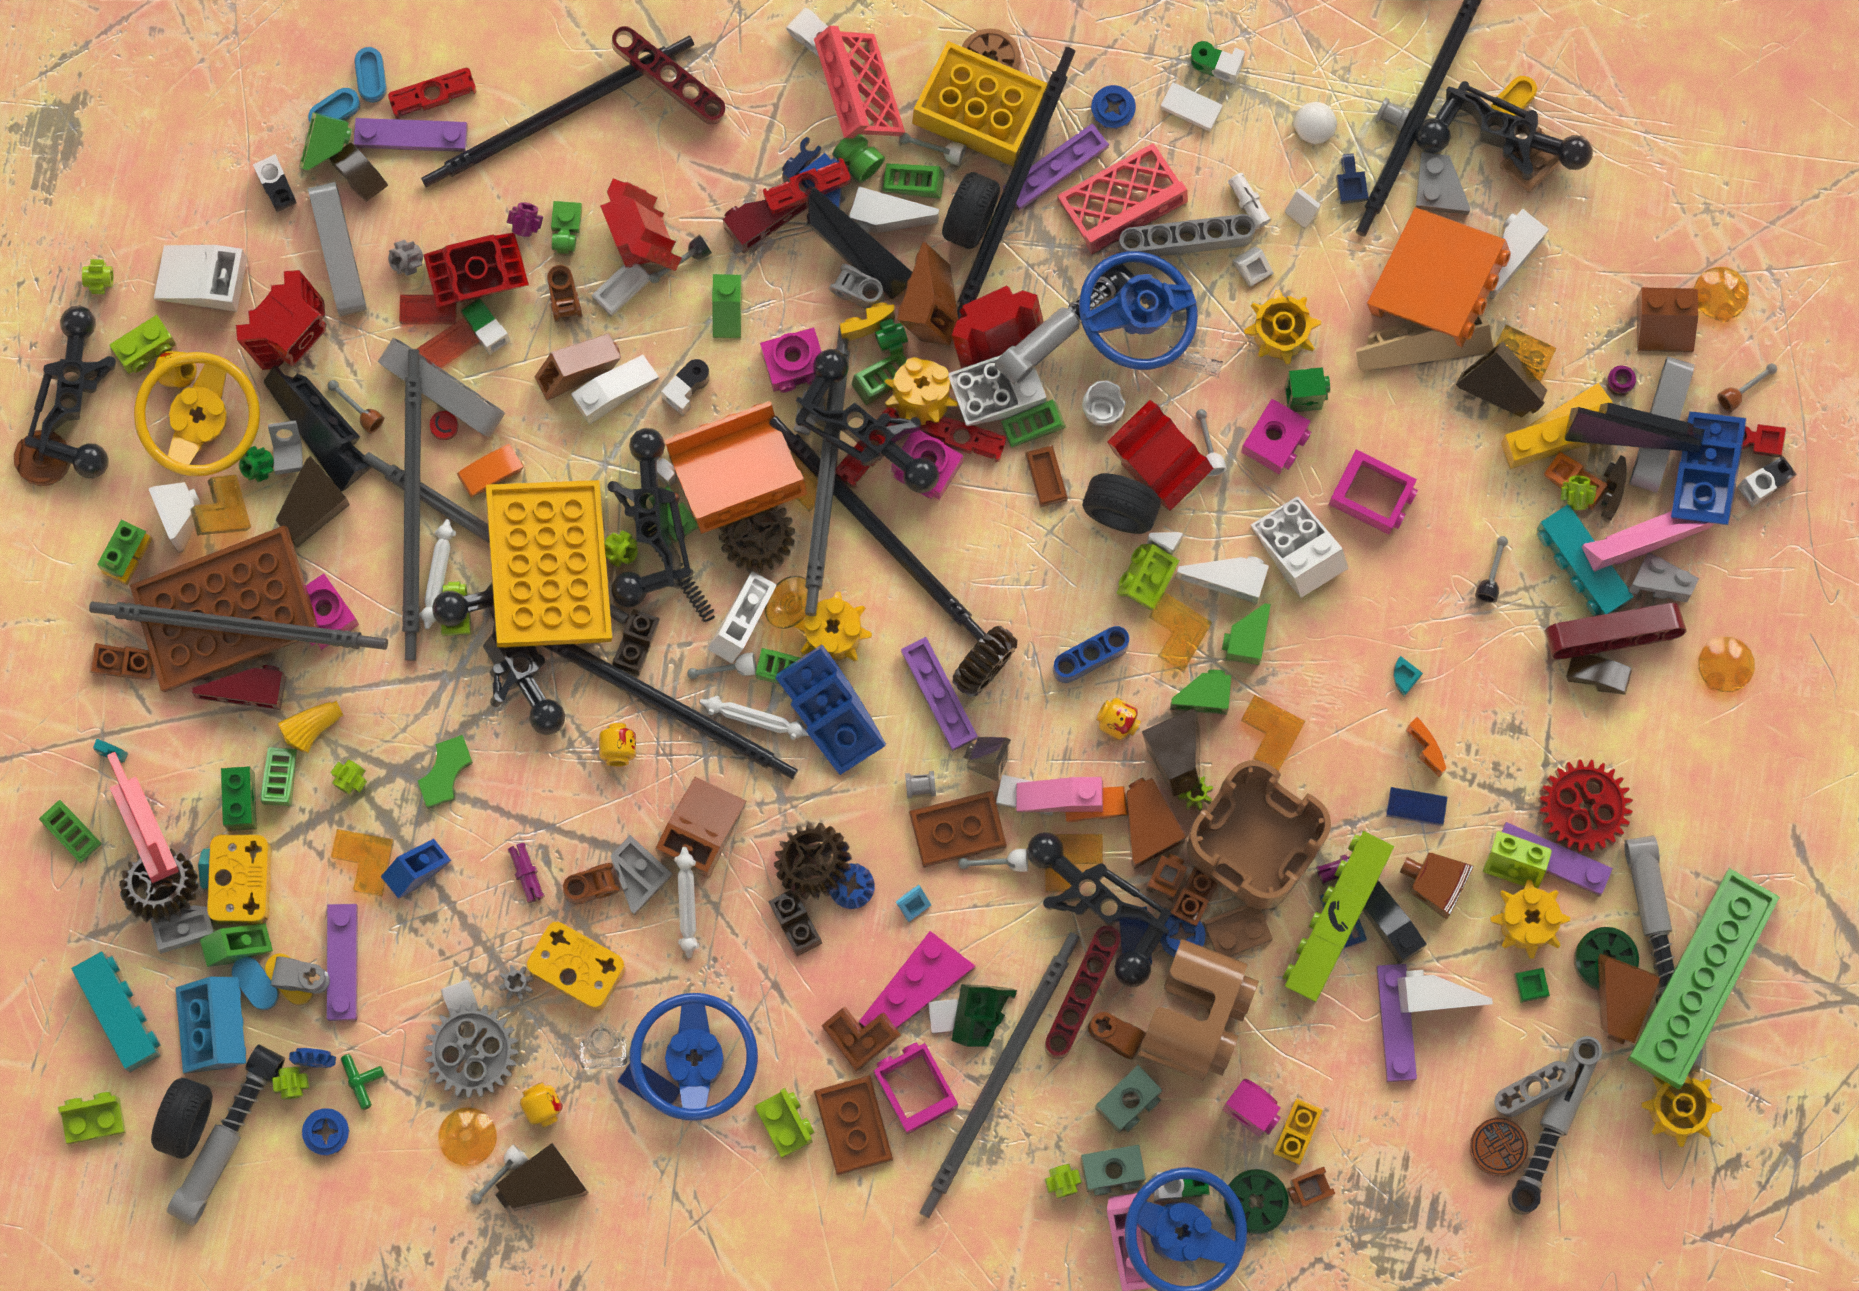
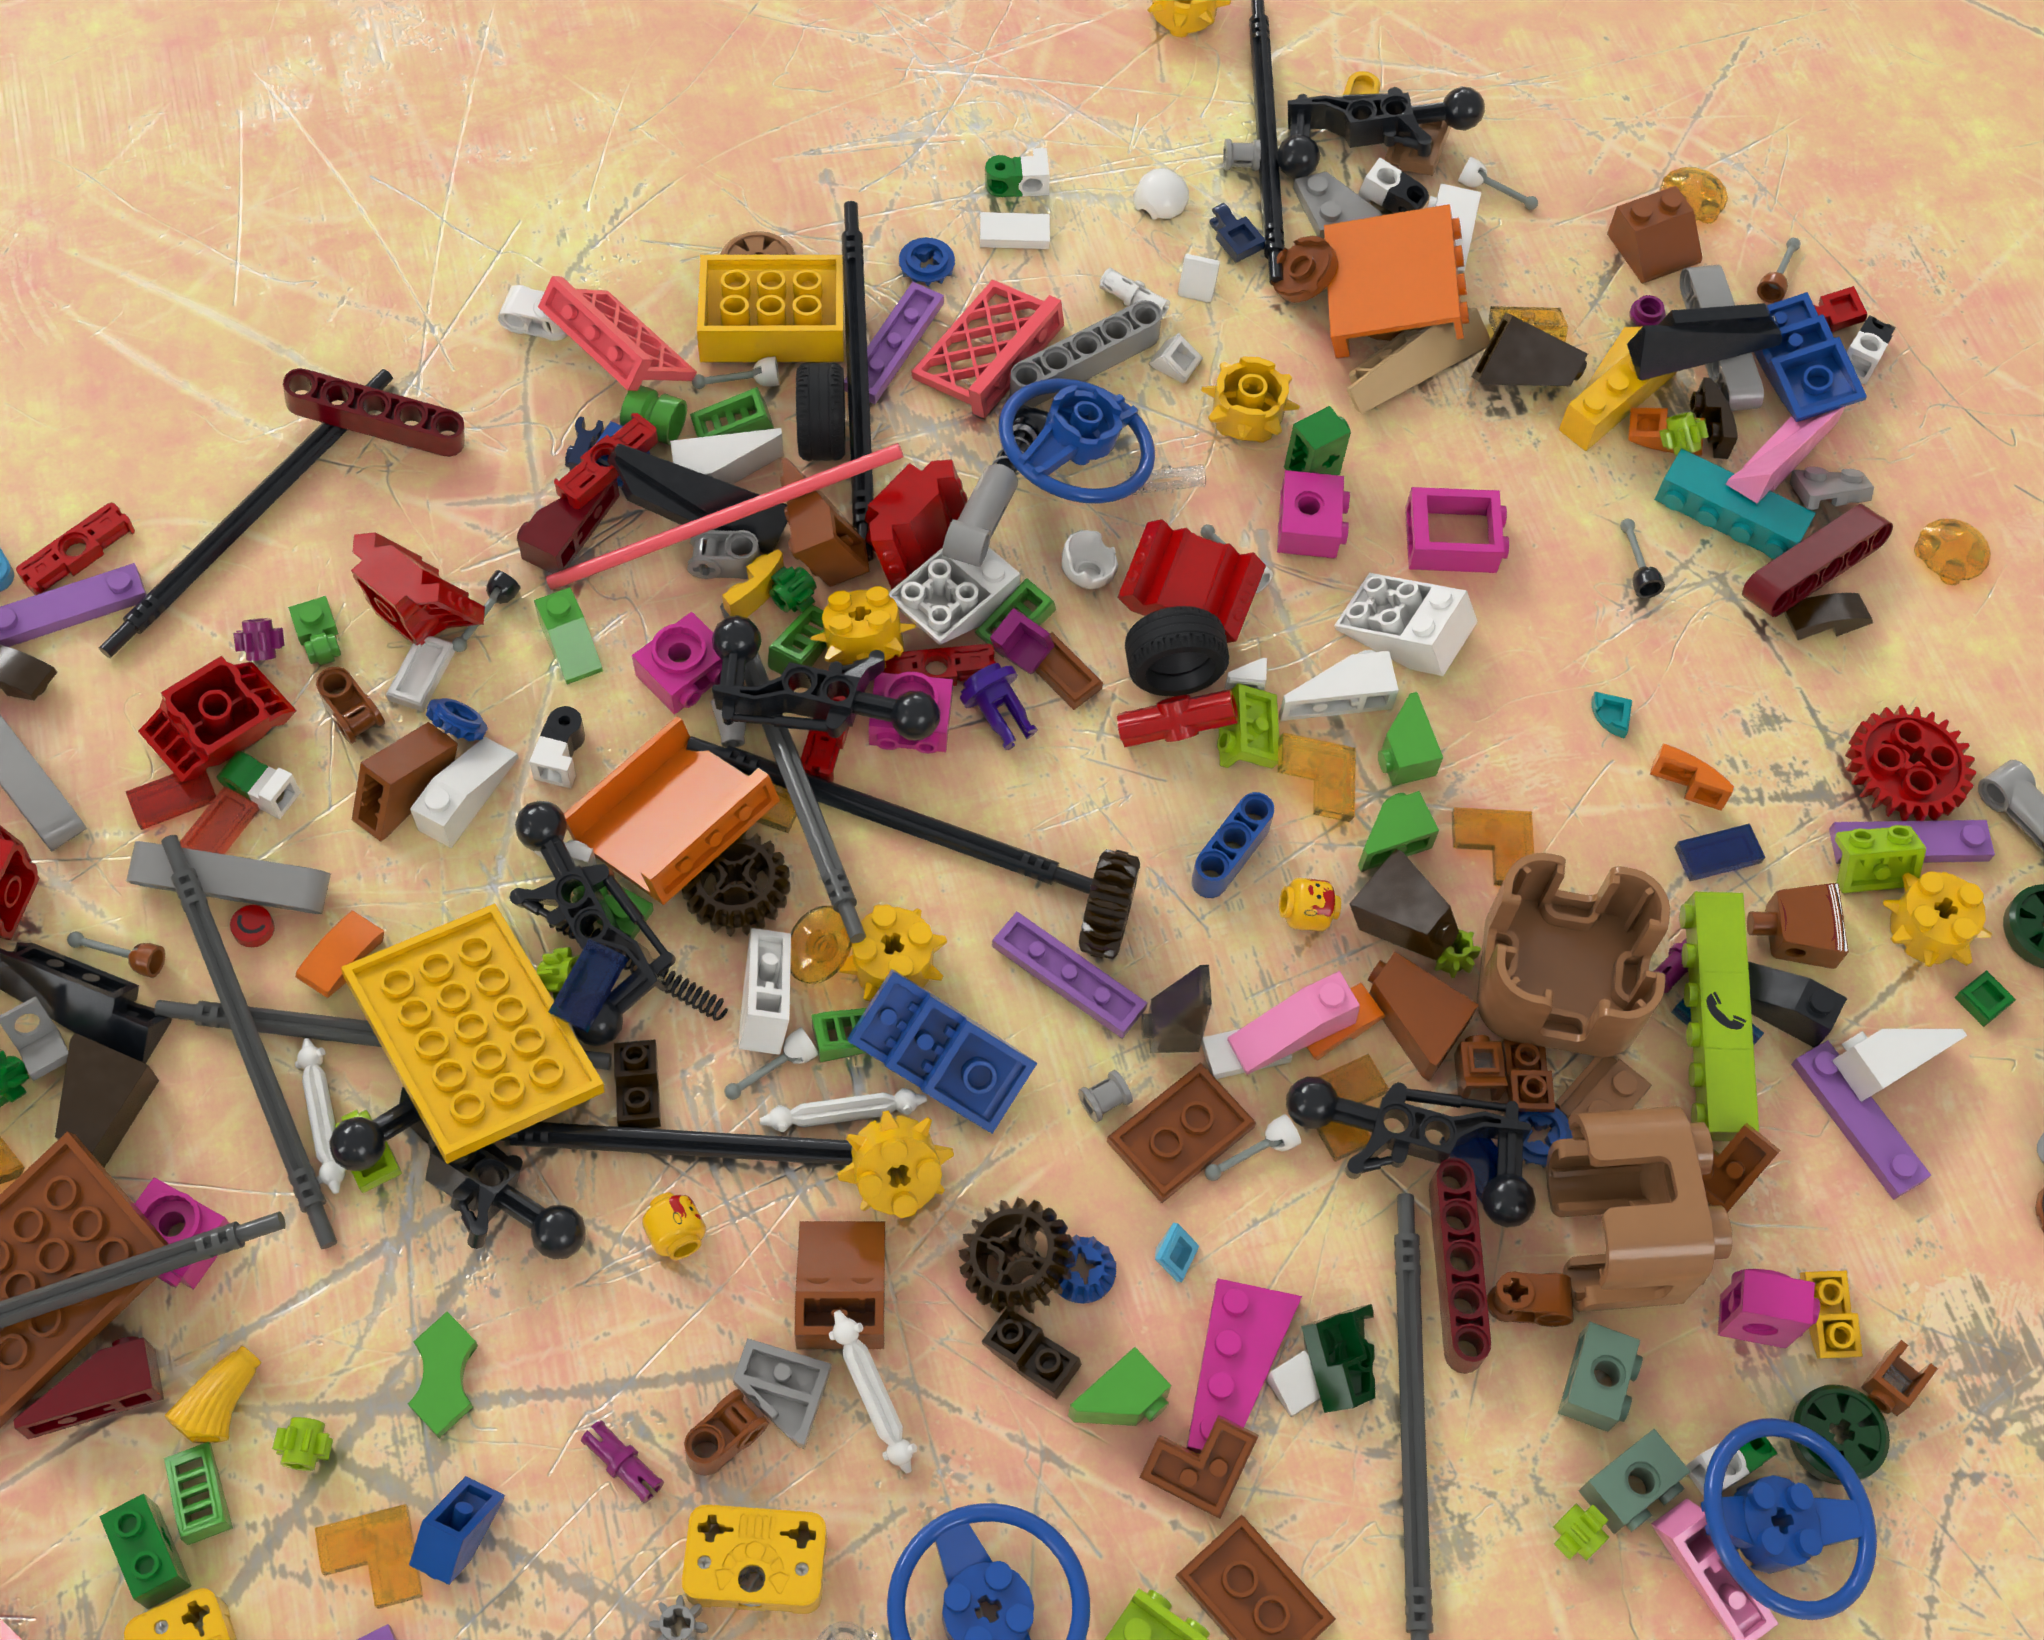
camera: 30 degrees left, 15 degrees down
(405, 257) = (115, 743): light grey gear -> none
(630, 569) = (588, 985): none -> clear blue tile
(633, 342) = (456, 719): none -> blue gear
(765, 771) = (895, 1165): none -> yellow brick
(836, 973) = (1123, 1394): none -> bright green slope
(865, 269) = (725, 516): none -> coral piece
(929, 1114) = (1335, 1469): dark pink window -> none
(984, 473) = (990, 690): none -> dark purple piece
(1024, 446) = (1022, 641): none -> magenta panel
(1099, 550) = (1177, 718): none -> red piece
(1279, 1015) = (1738, 1167): none -> dark orange plate
(1384, 237) = (1306, 269): none -> dark orange tile
(1489, 196) = (1393, 188): none -> leg
(1562, 206) = (1476, 174): none -> hinge

